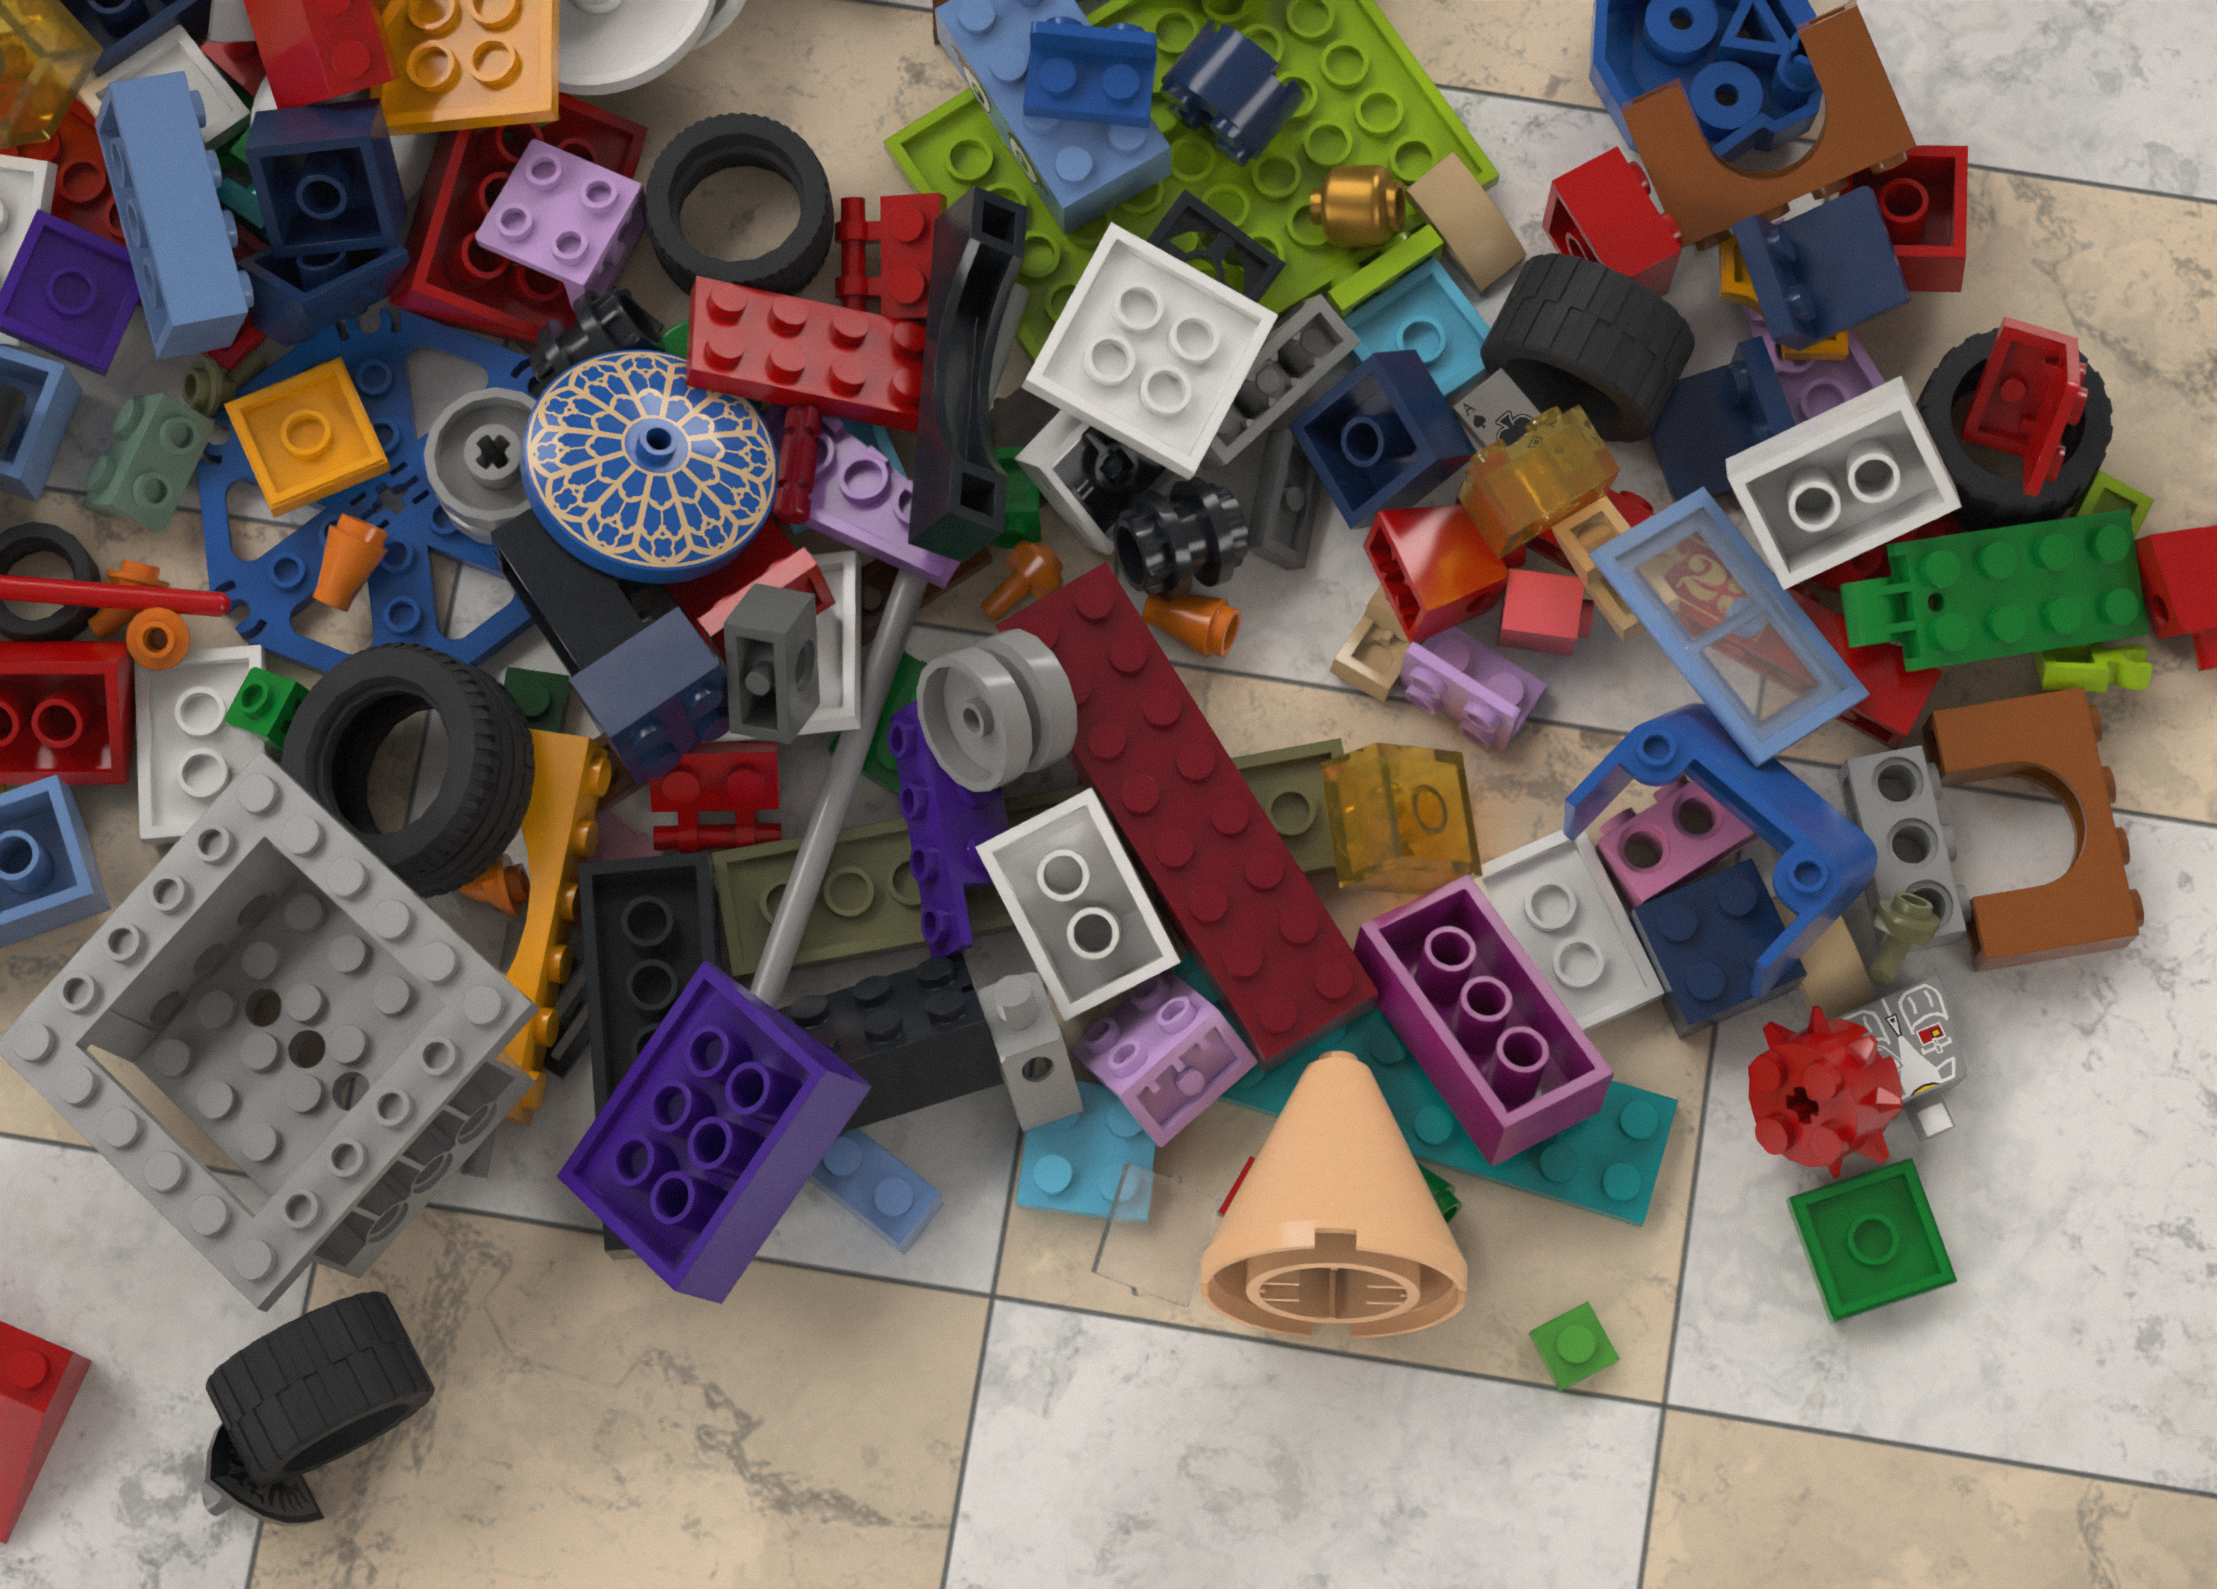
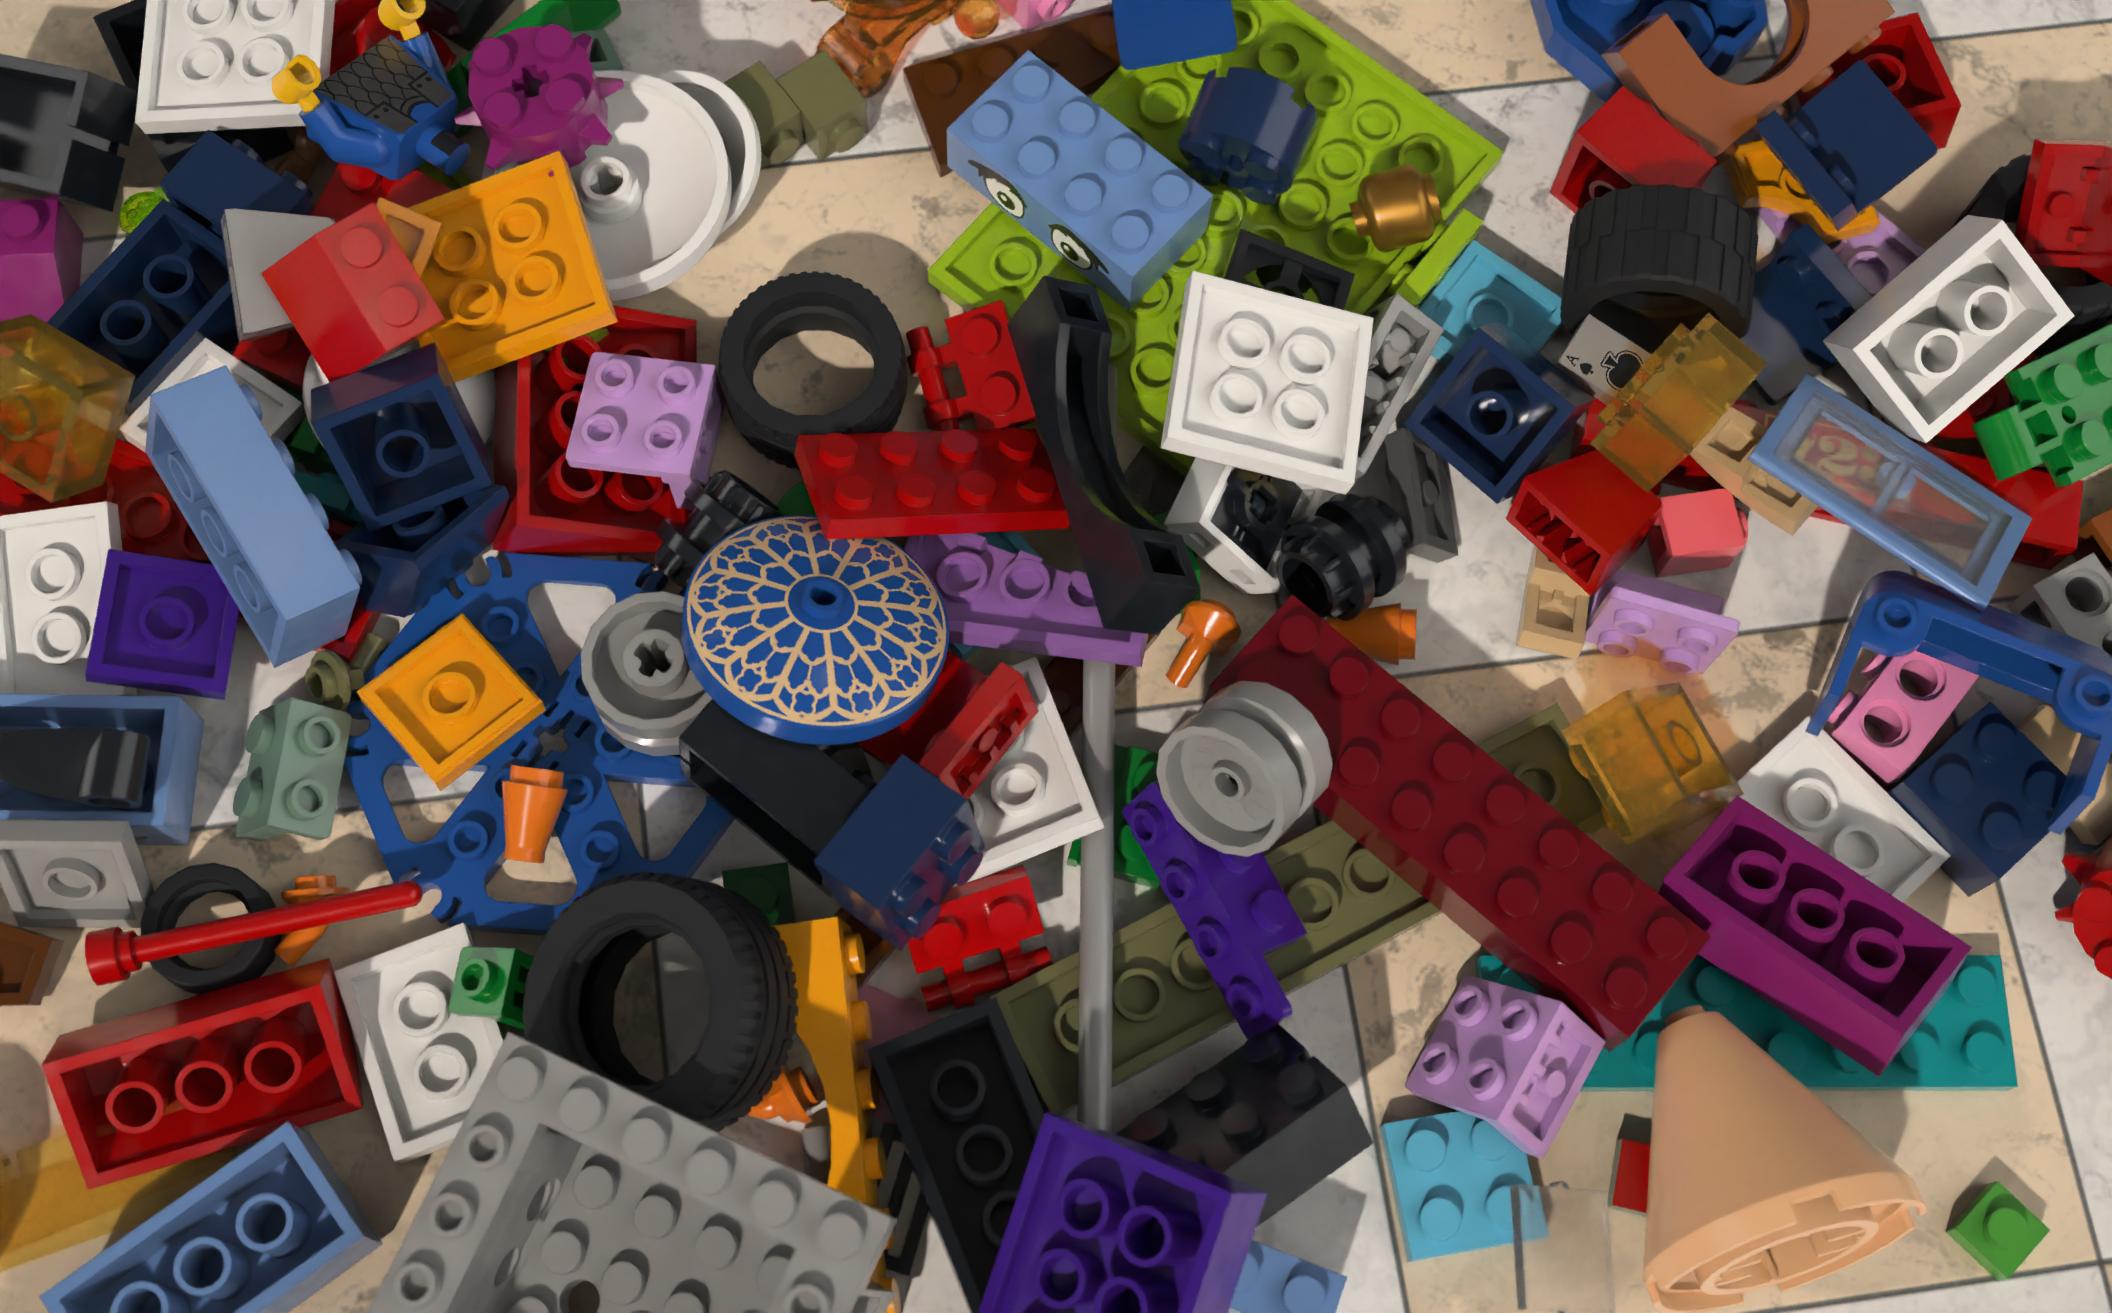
camera: 25 degrees left, 5 degrees down
(158, 638) = (355, 947): orange plate -> none
(772, 663) = (1010, 785): dark grey brick -> none
(797, 465) = (958, 588): dark red axle -> none
(1023, 1029) = (1383, 1087): light grey torso -> none
(1079, 904) = (1384, 939): white slope -> none
(1090, 72) = (1120, 141): blue bracket -> none
(1467, 222) = (1489, 192): tan slope -> none

